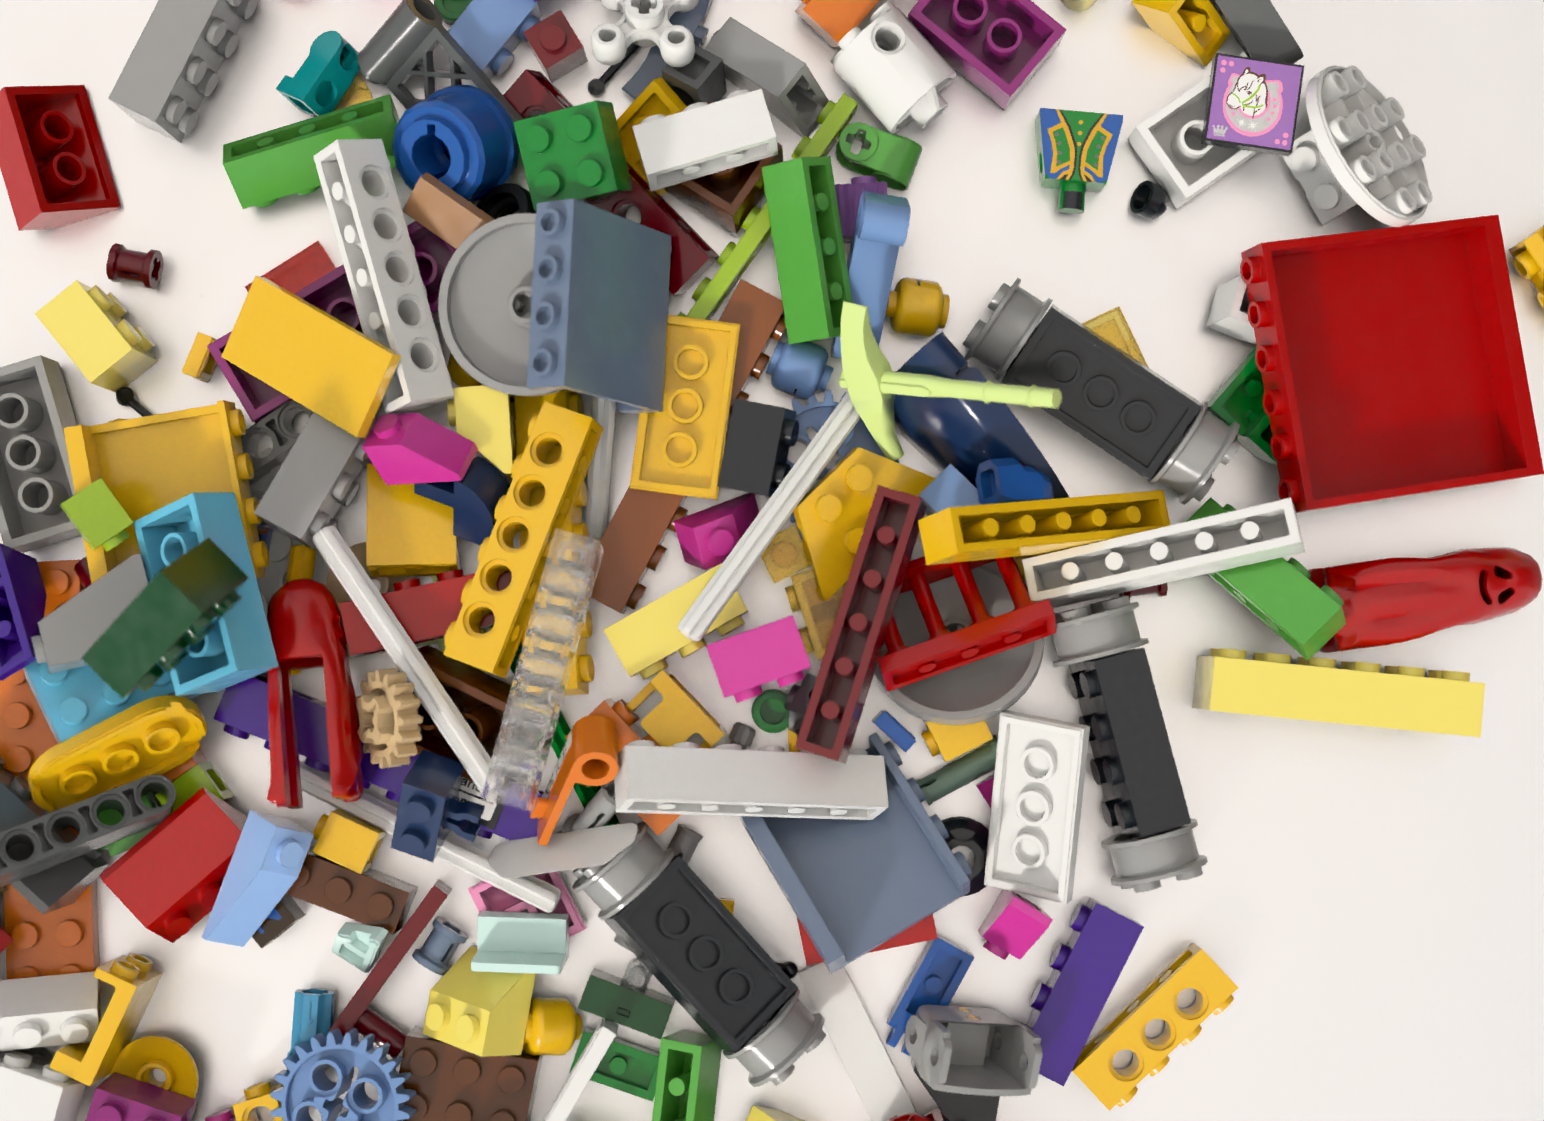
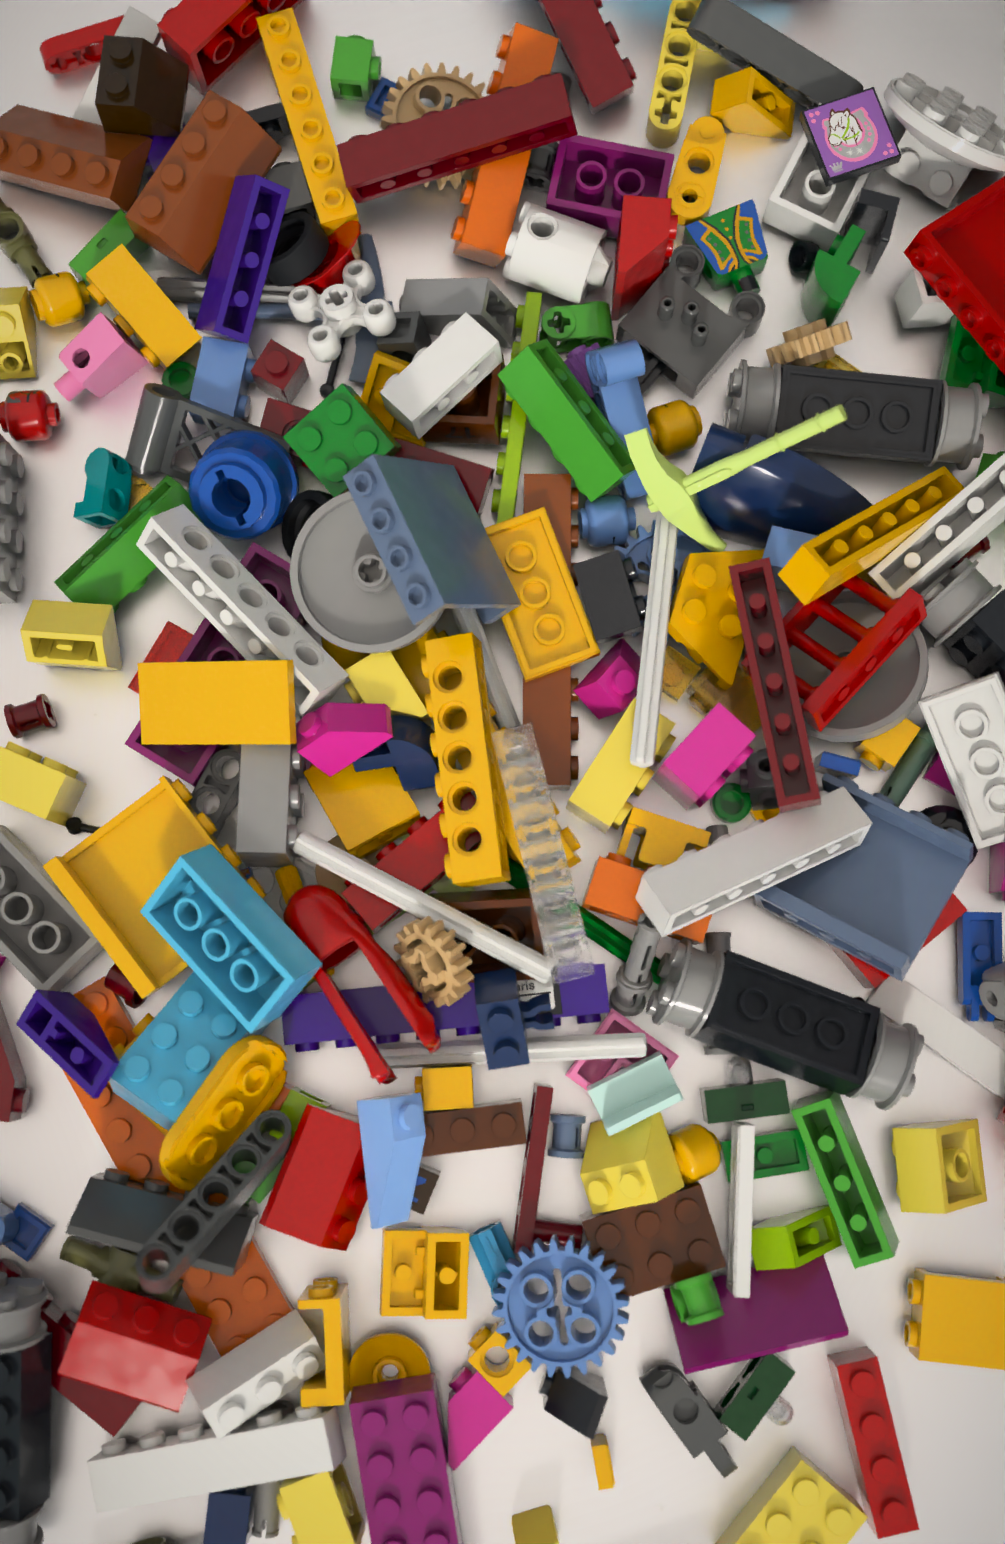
camera: 30 degrees left, 5 degrees down
(82, 620) = (157, 1005): light grey slope -> none
(98, 516) = (108, 920): lime brick -> none
(167, 619) = (217, 965): dark green brick -> none
(200, 361) = (123, 761): yellow tile -> none
(210, 210) = (71, 635): none -> light yellow slope
(236, 1002) = (424, 1272): none -> yellow brick
(359, 944) = (501, 1168): light aqua tile -> none
(444, 211) = (263, 536): medium nougat tile -> none
(563, 851) = (630, 996): white sticker -> none
(586, 759) = (612, 905): orange door -> none
(975, 114) = (641, 249): none -> red slope
(980, 213) = (682, 330): none -> dark grey piece
(1011, 481) = (829, 509): blue rock -> none
(1096, 296) = (809, 343): none -> tan gear
(1105, 31) = (704, 150): none -> yellow piece
(1153, 240) = (831, 278): none -> green brick
(1231, 199) = (875, 215): none -> black panel

